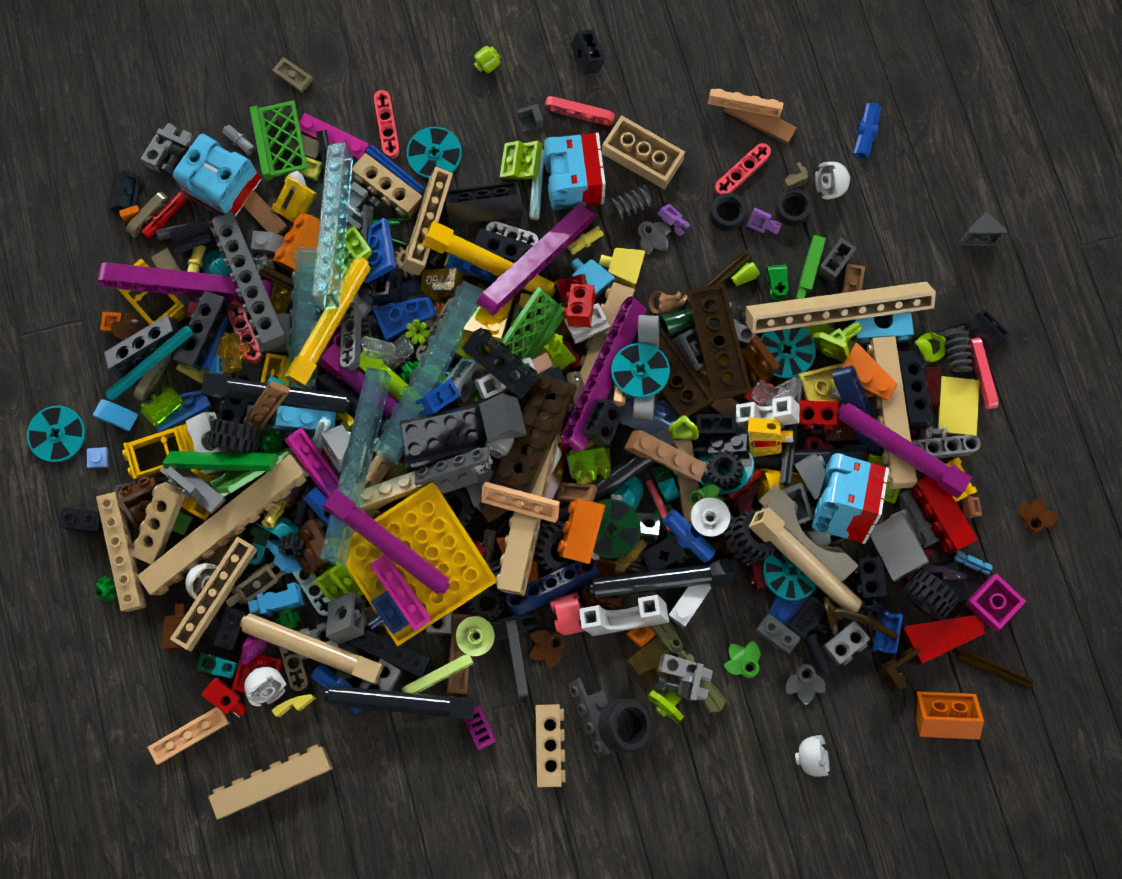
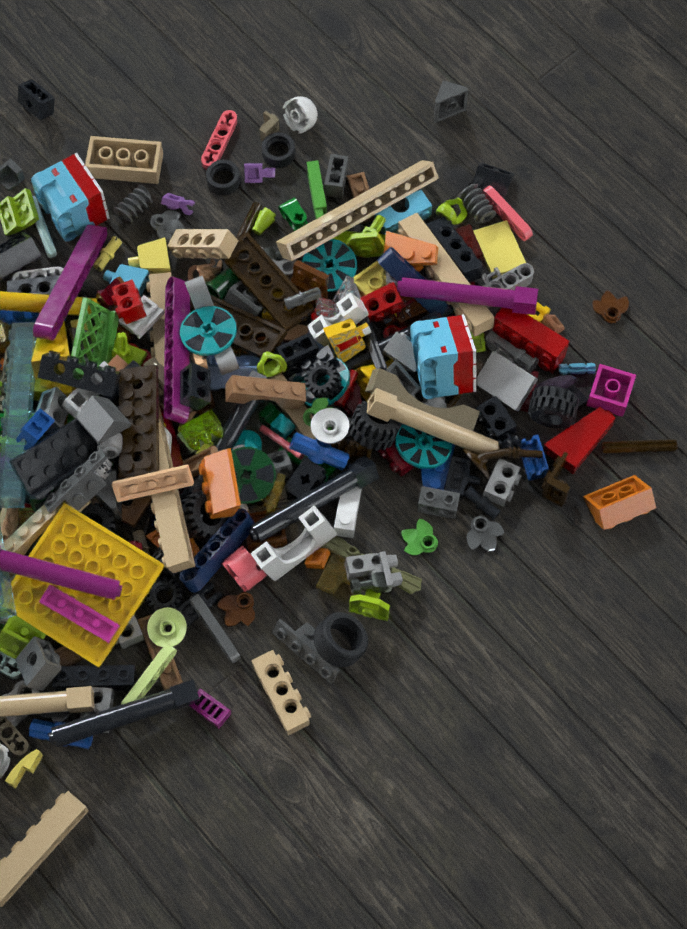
camera: 25 degrees left, 10 degrees down
(388, 614) = (77, 638): dark blue plate -> none
(579, 111) = (51, 150): coral beam -> none
(676, 276) = (202, 243): none -> tan brick
(742, 376) = (302, 298): none -> dark grey axle
(745, 103) = (195, 83): light nougat plate -> none
(770, 125) = (214, 93): medium nougat tile -> none
(813, 756) = (520, 589): white cylinder -> none
(867, 130) = (311, 64): blue piece -> none

